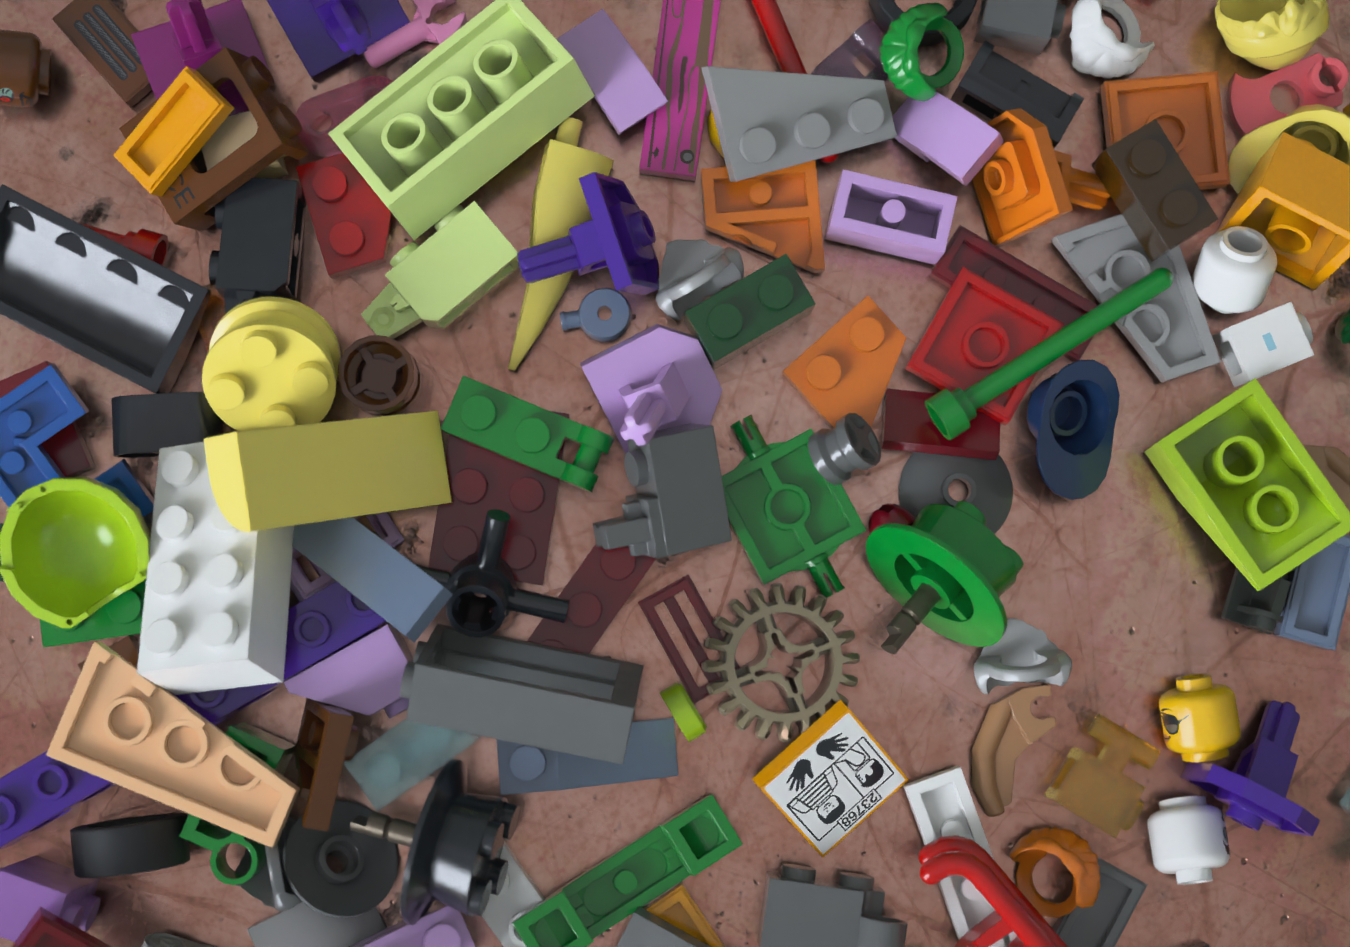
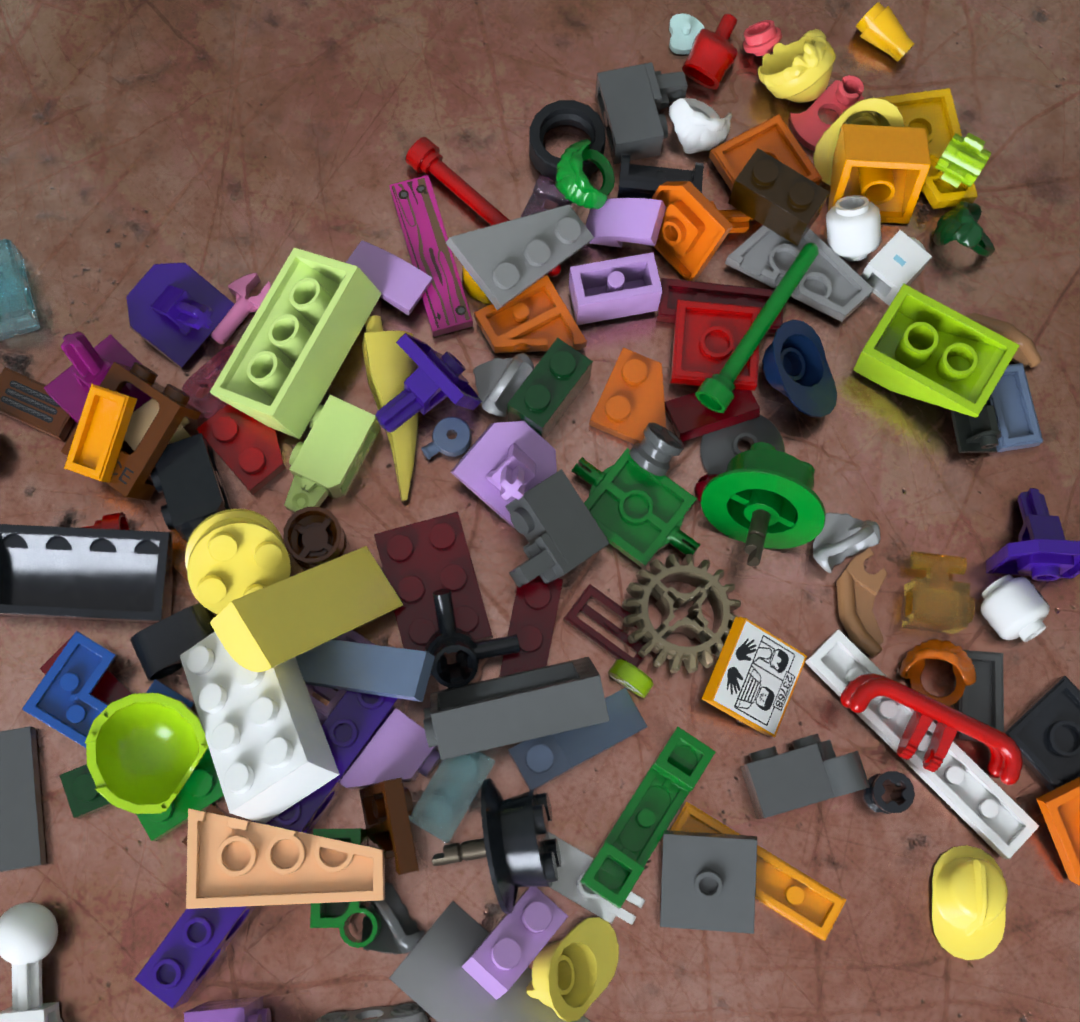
camera: 20 degrees left, 10 degrees down
(129, 845) = (275, 954): black tyre -> none
(366, 864) = (449, 885): dark grey dish -> none
(525, 433) = (434, 534): green plate -> none
(1199, 718) = (980, 525): yellow head -> none

